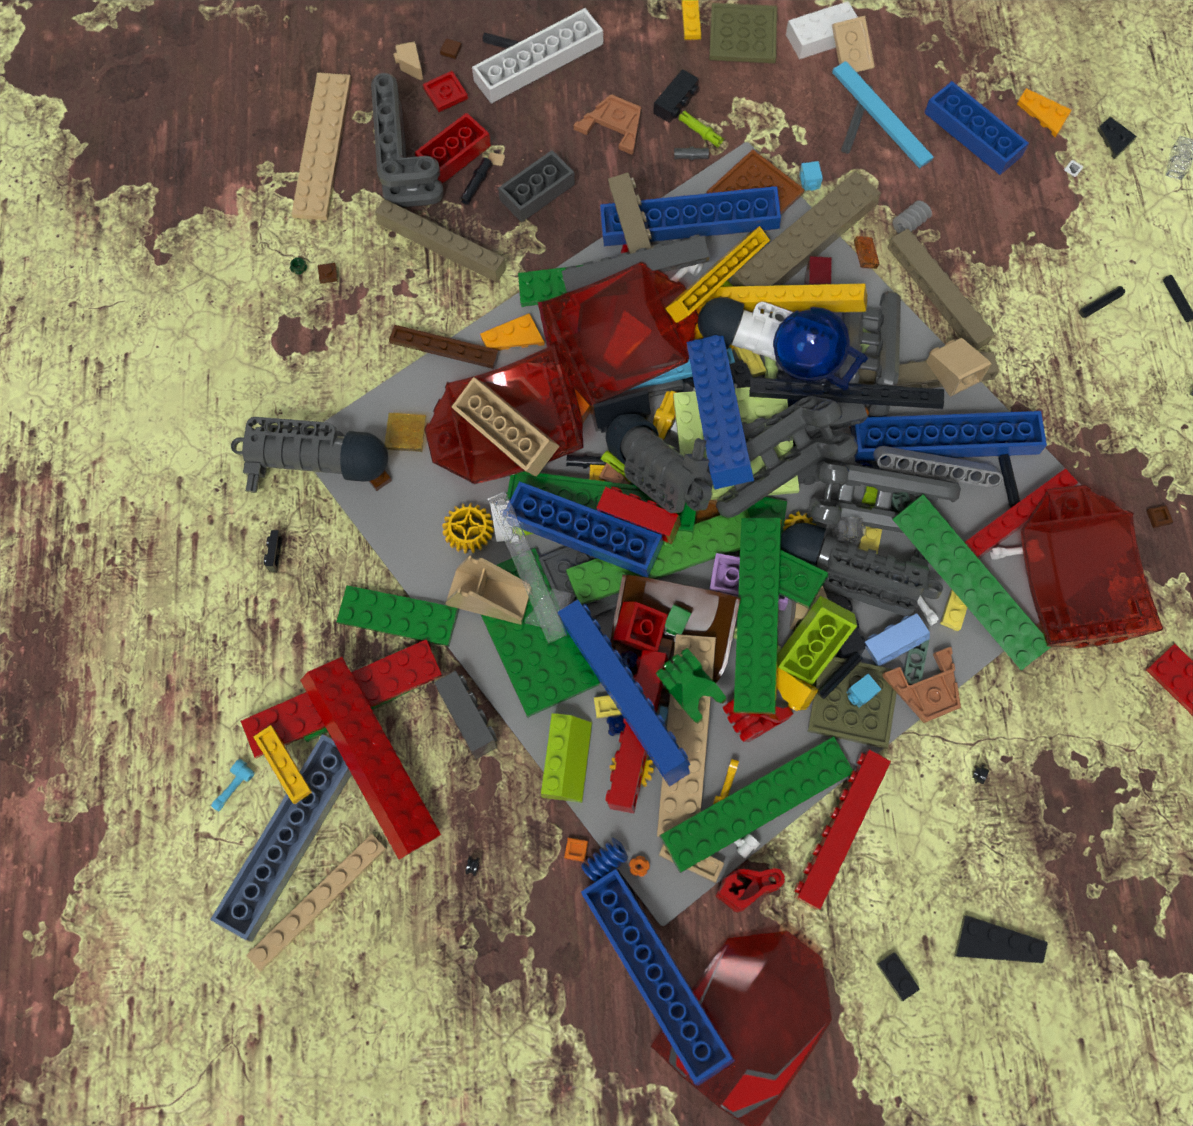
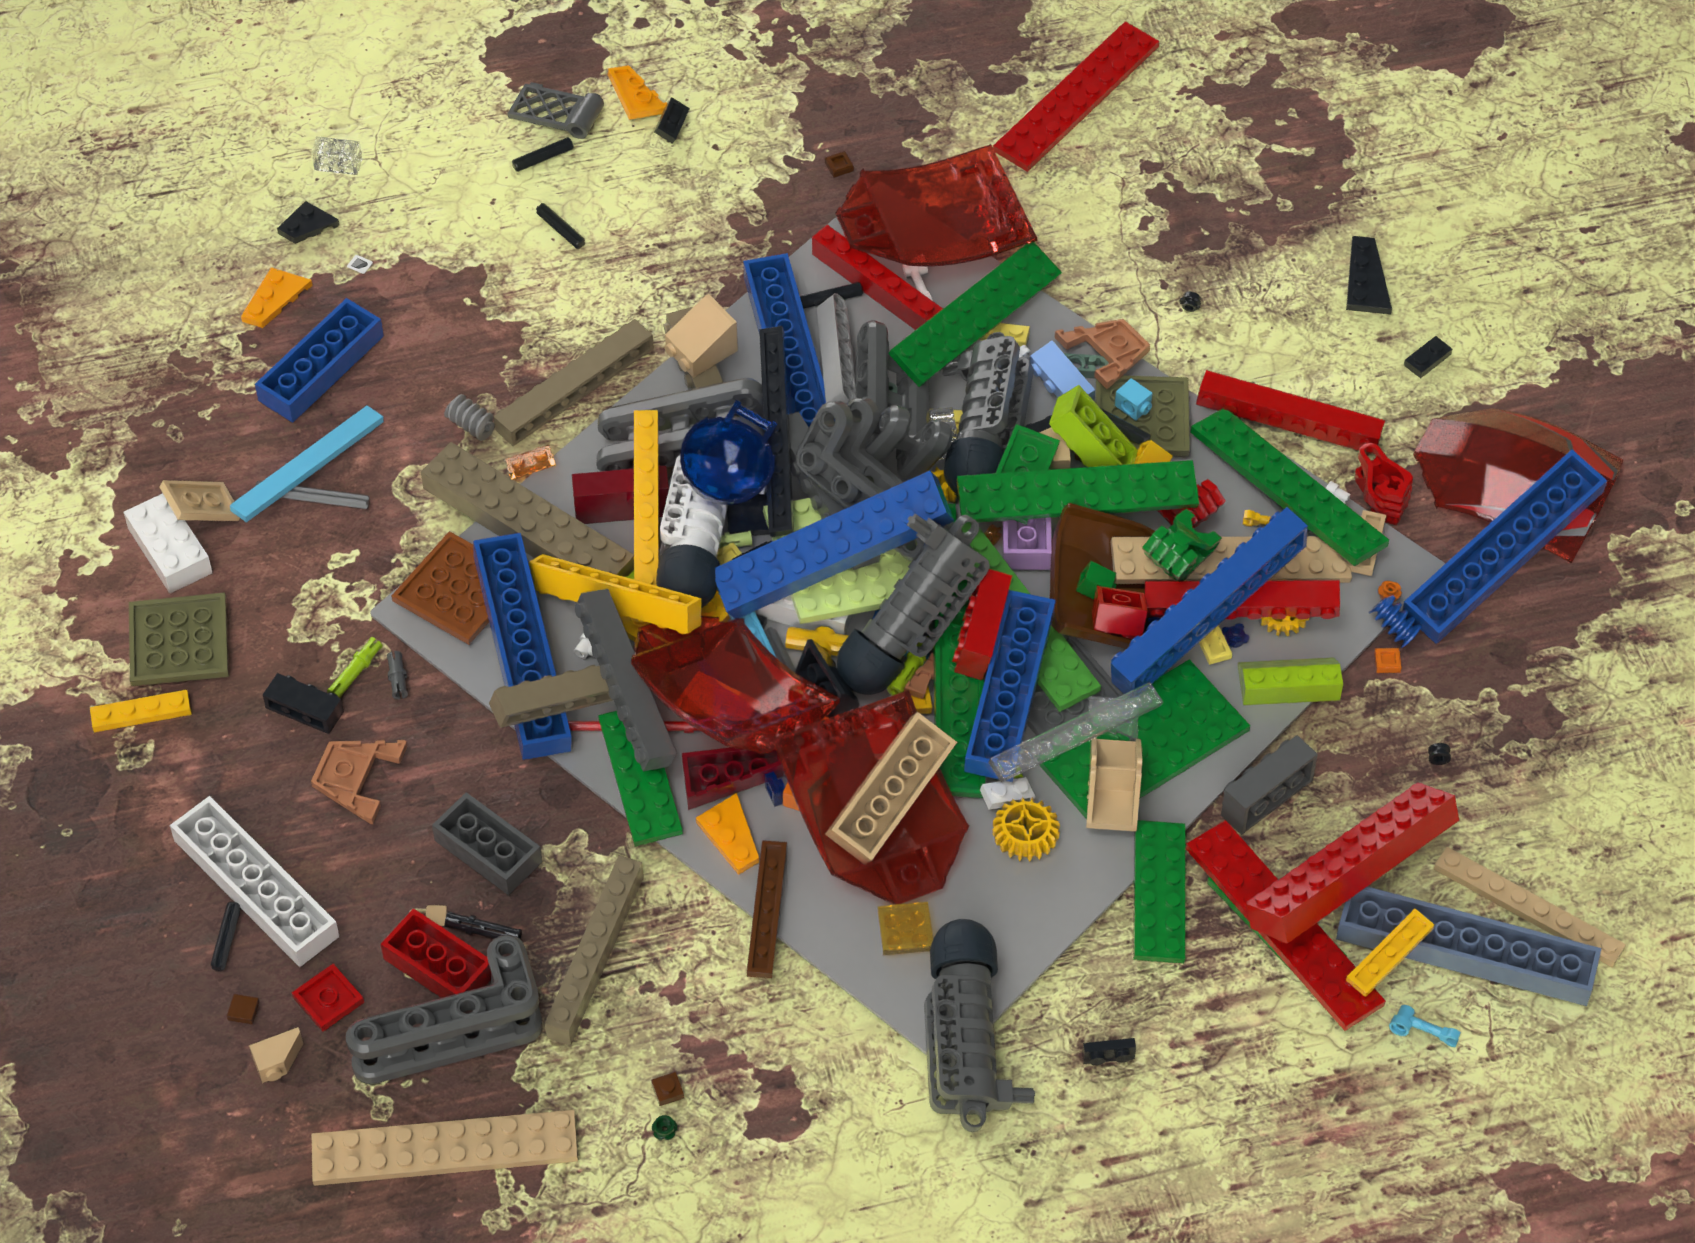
camera: 100 degrees left, 15 degrees down
(810, 176) = (419, 532): medium azure brick -> none

